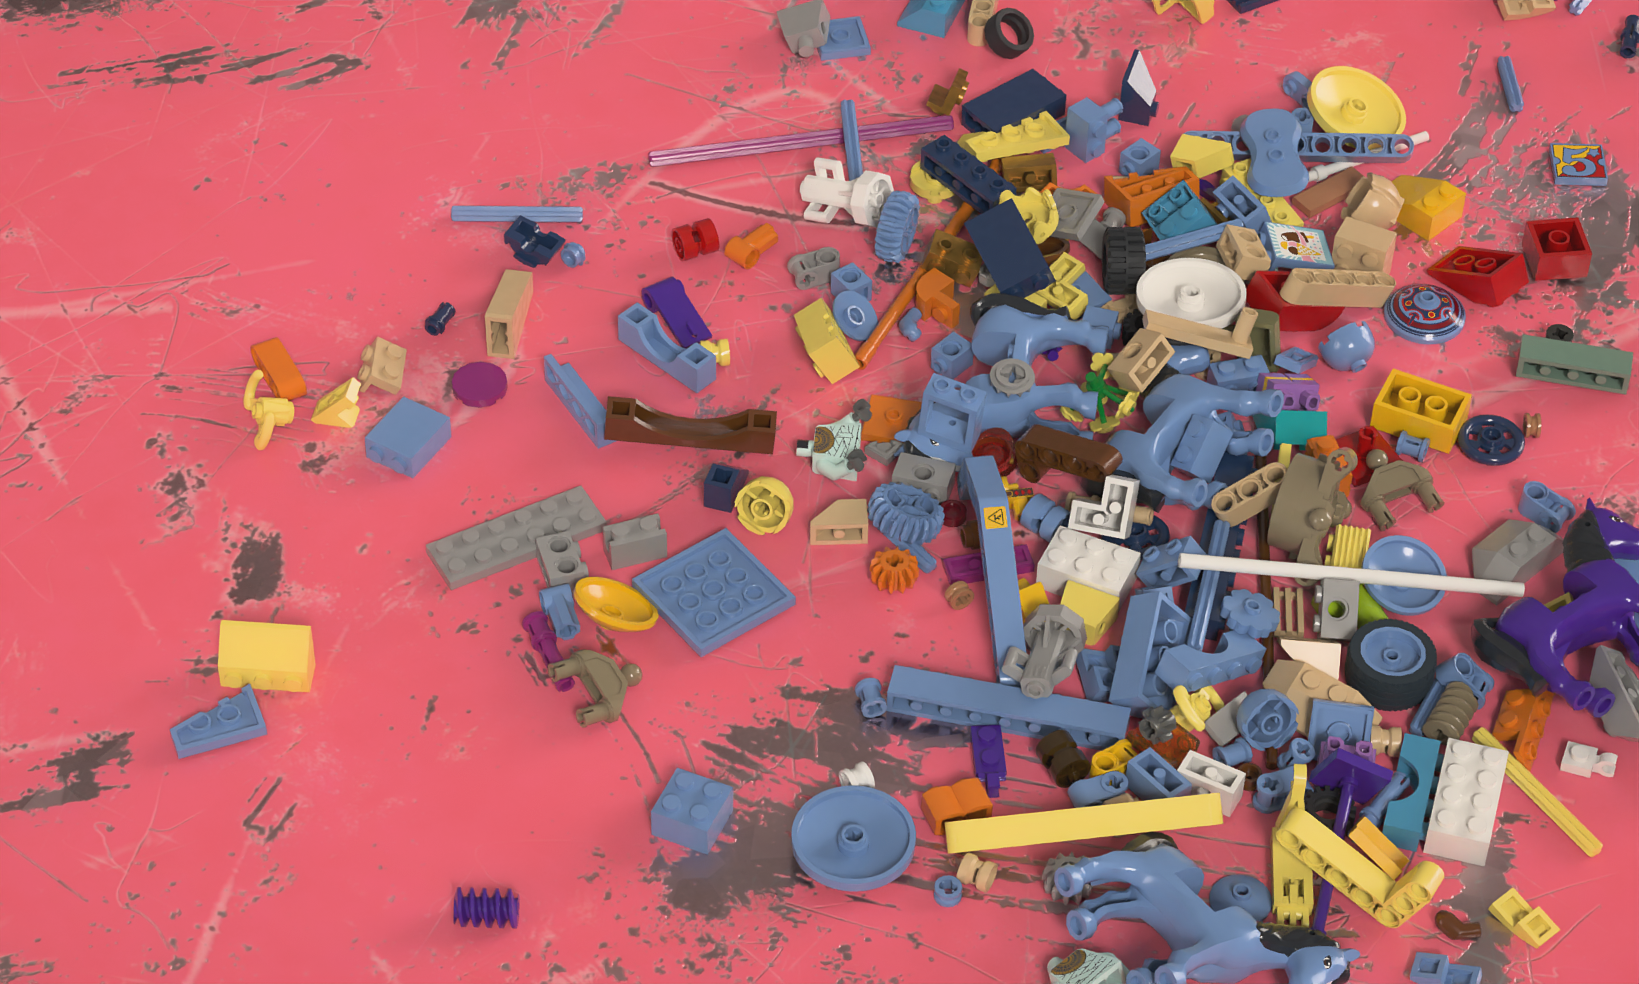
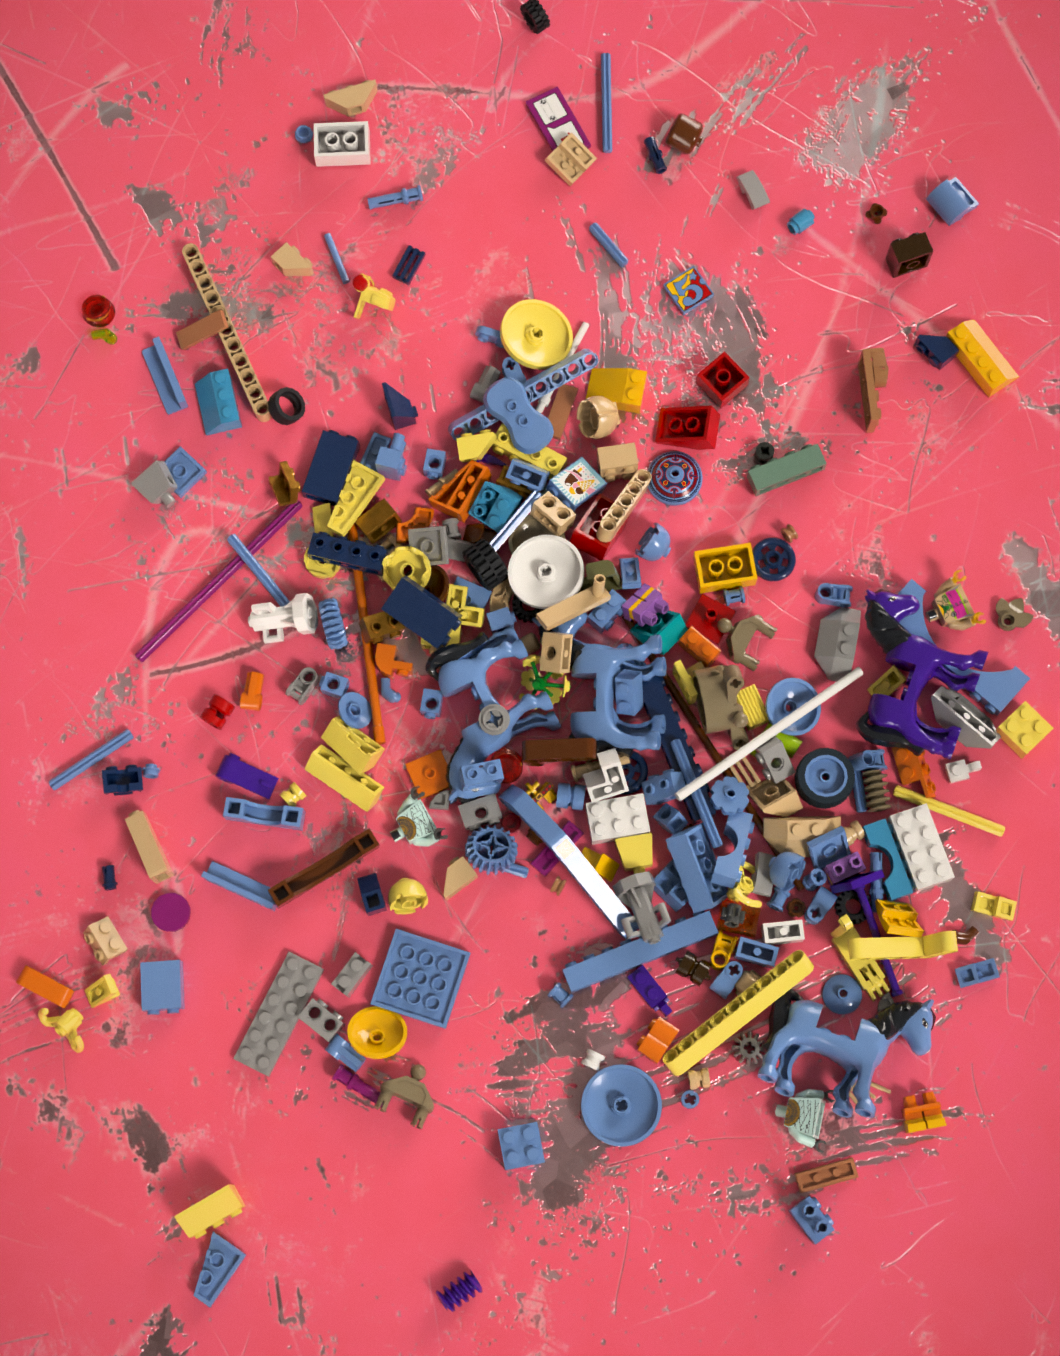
camera: 30 degrees left, 30 degrees up
(788, 365) = (343, 778): none -> light yellow brick
(894, 570) = (510, 900): orange gear -> none
(1238, 494) = (679, 723): tan beam -> none

